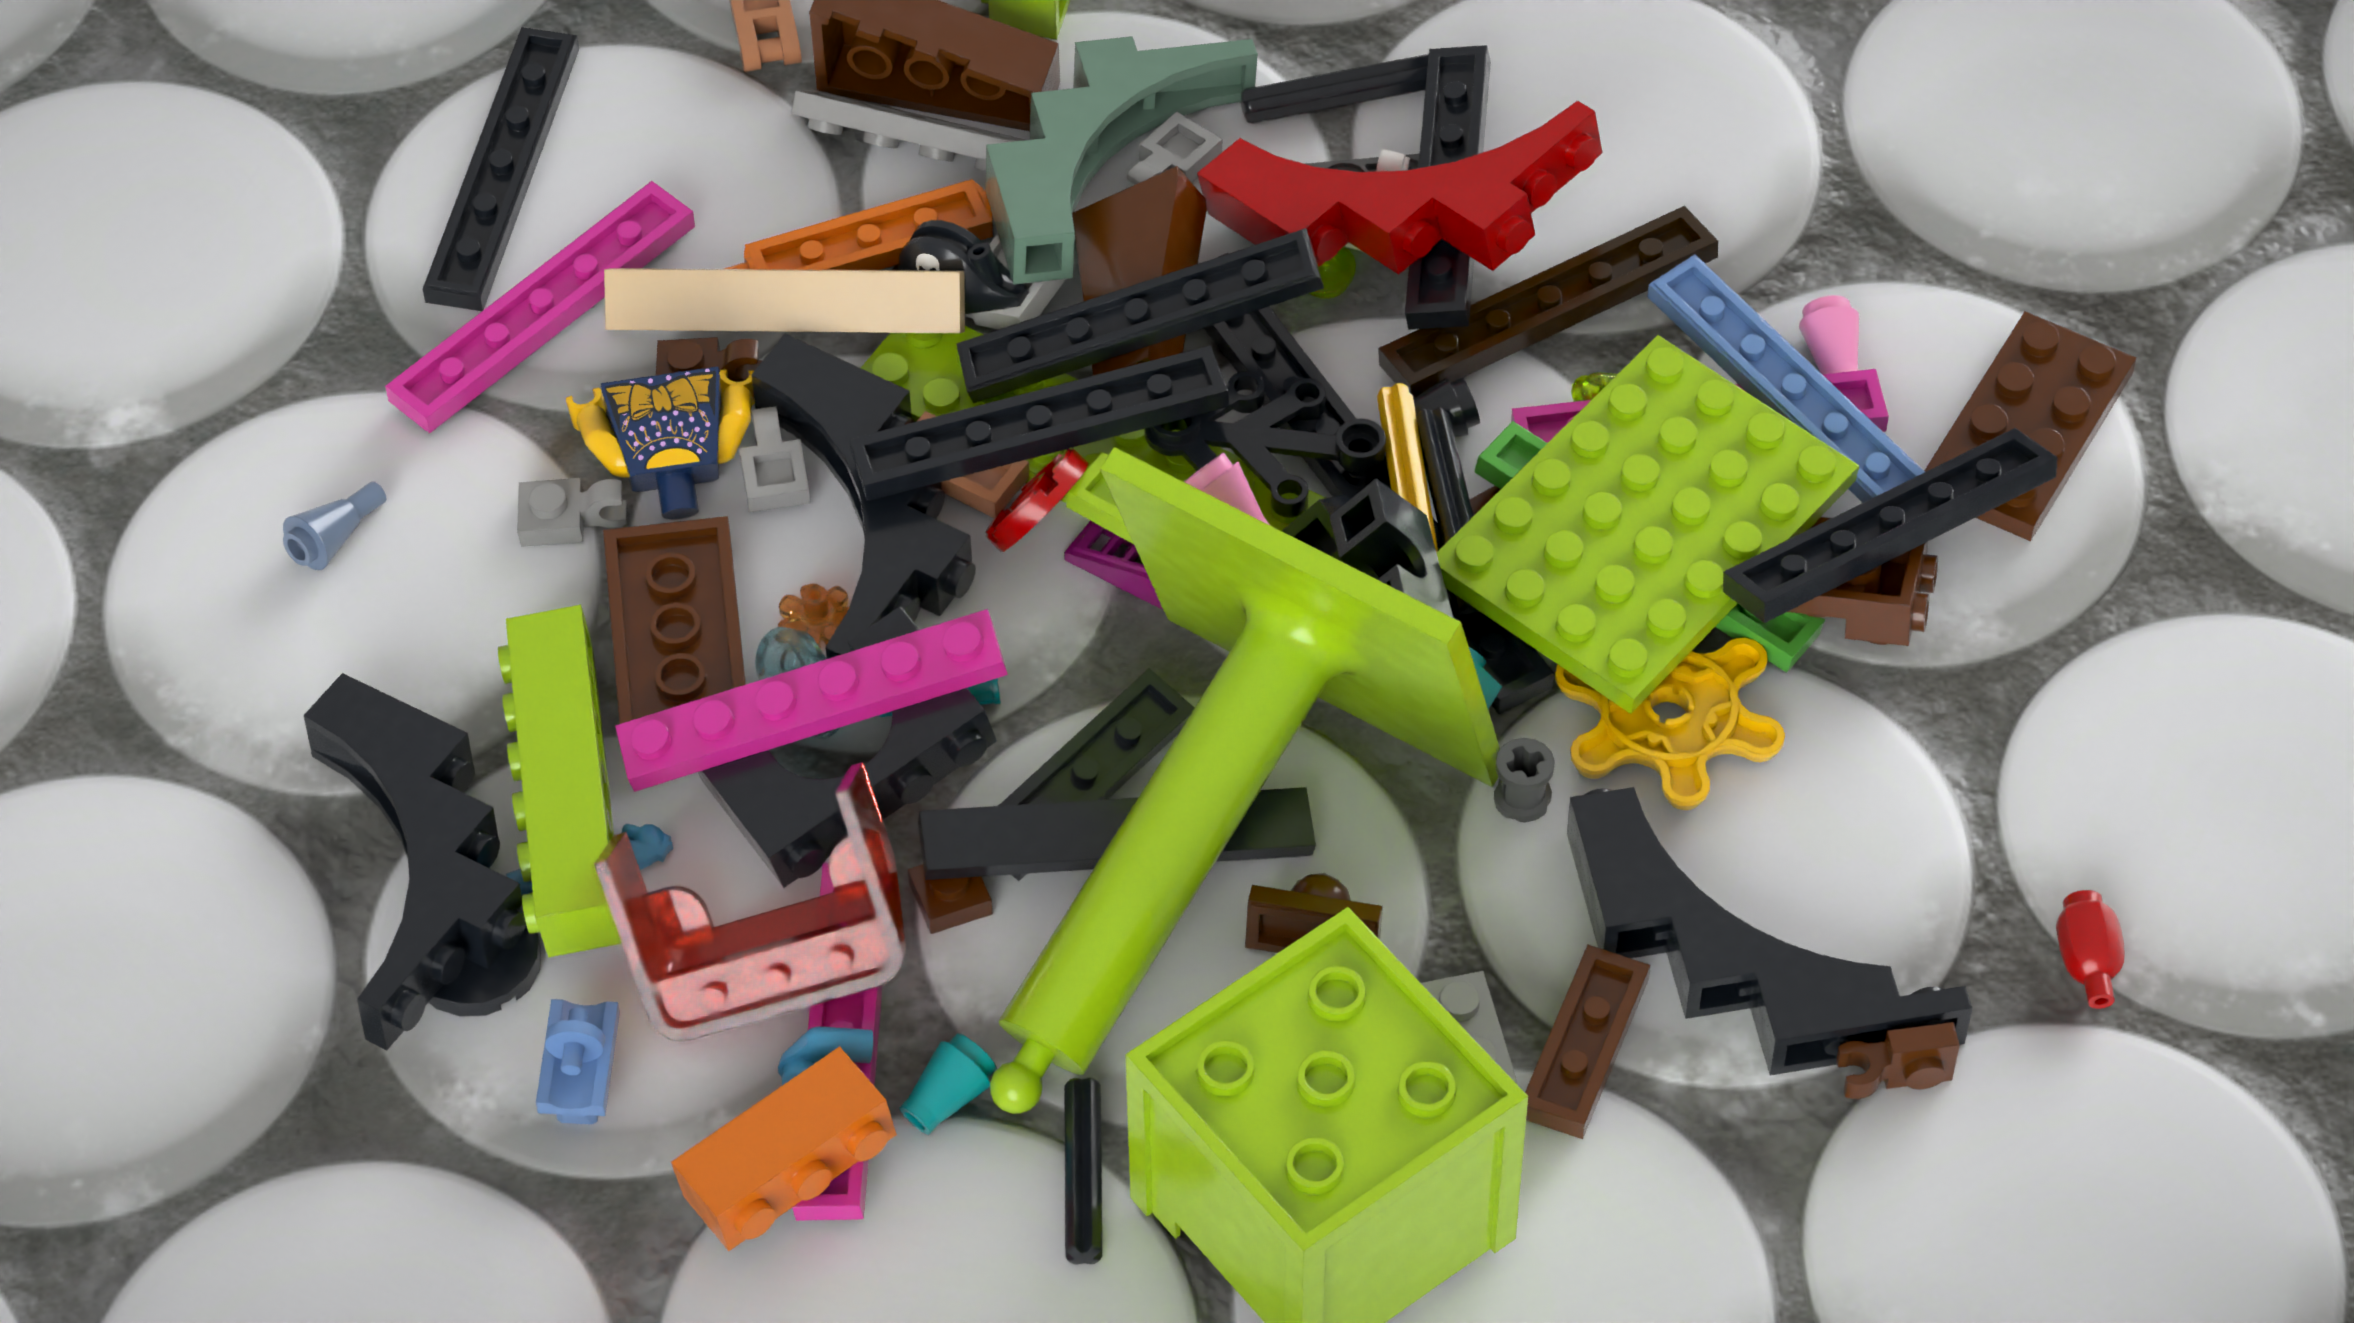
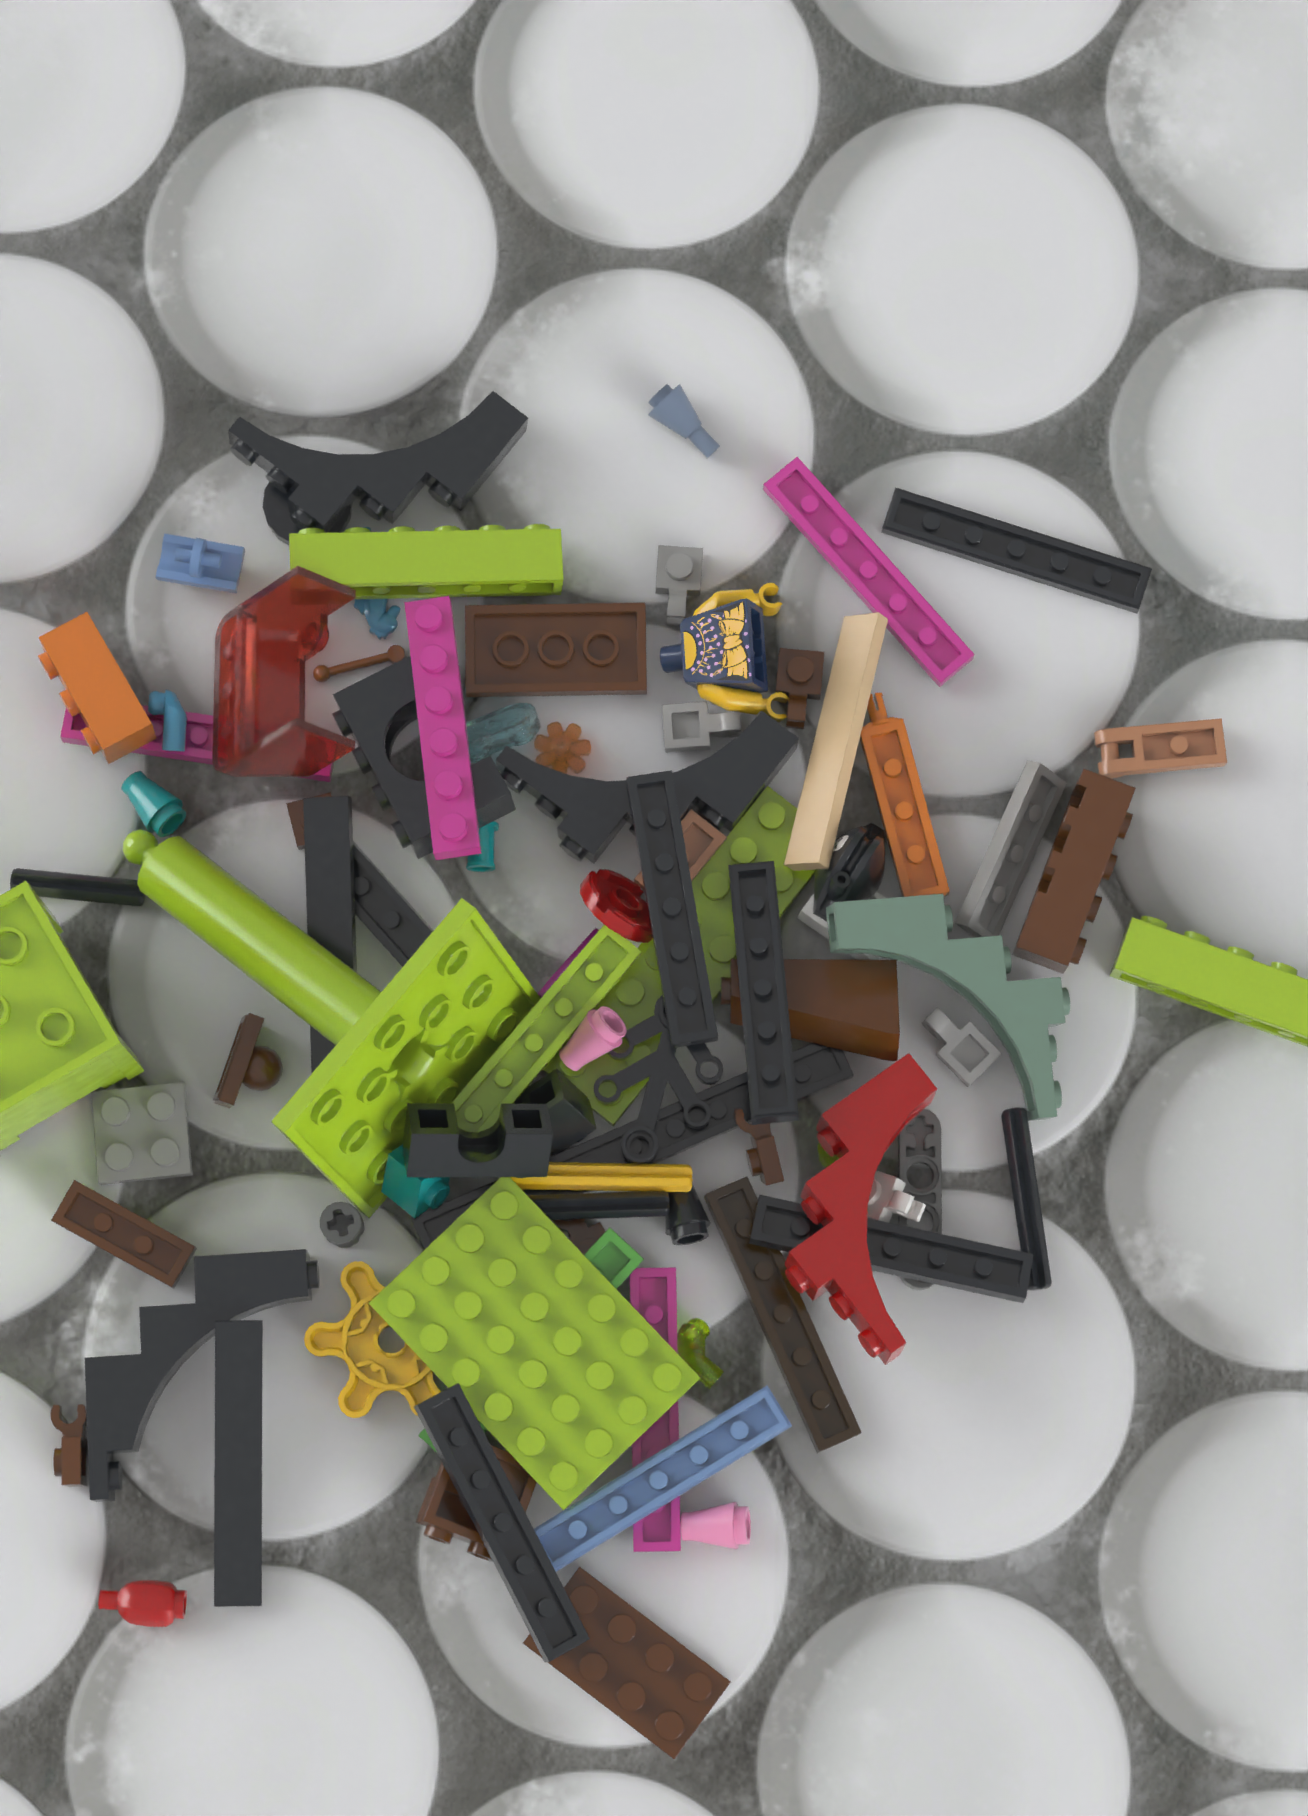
camera: 95 degrees right, 25 degrees up
(695, 828) = (393, 655): none -> dark orange hinge
(1344, 331) = (763, 1157): none -> reddish brown plate
(1875, 851) = (238, 1463): none -> black tile

